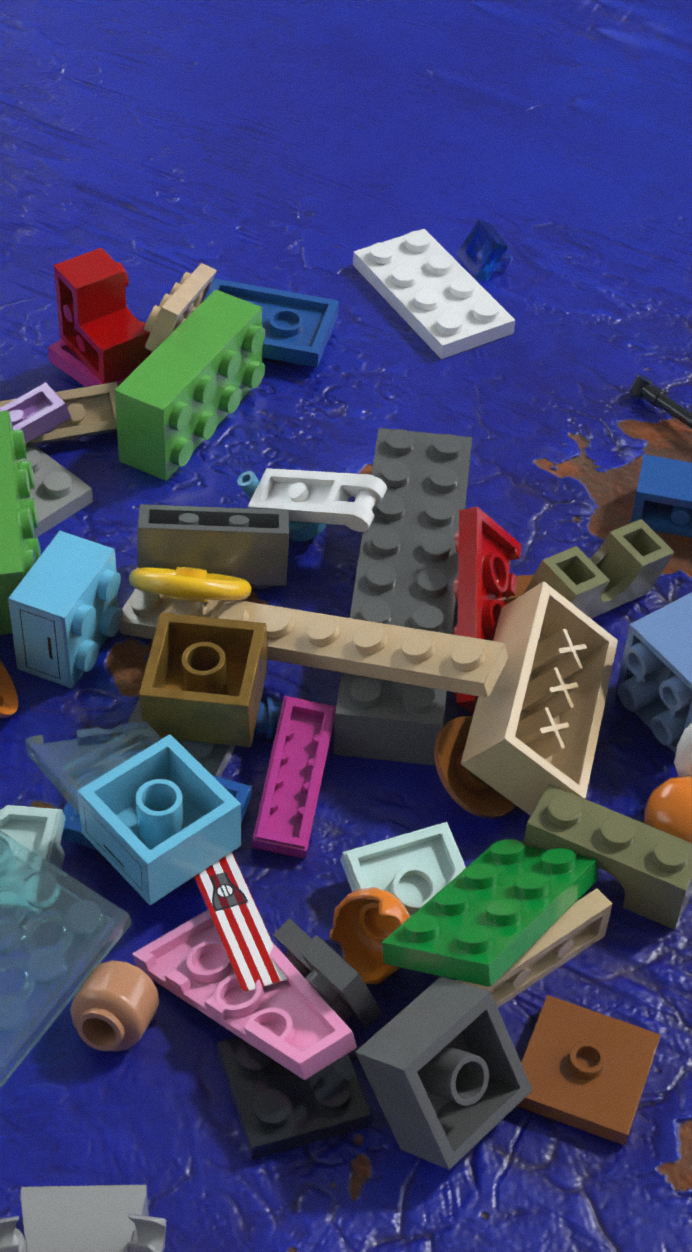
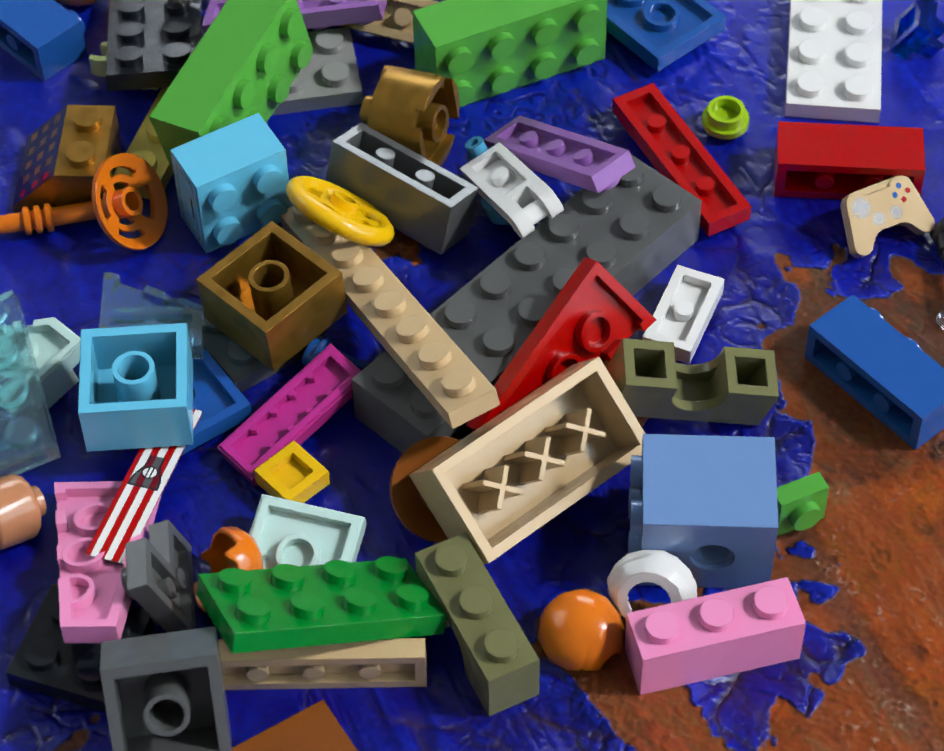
camera: 40 degrees right, 5 degrees up
(166, 472) = (414, 110): none -> pearl gold brick
(336, 450) = (564, 154): none -> medium lavender plate
(339, 826) = (292, 474): none -> yellow plate
(372, 408) = (681, 156): none -> red plate
(406, 377) = (725, 118): none -> lime plate
(524, 522) = (685, 311): none -> white plate
(531, 366) = (844, 158): none -> red brick
(589, 390) = (881, 207): none -> tan piece

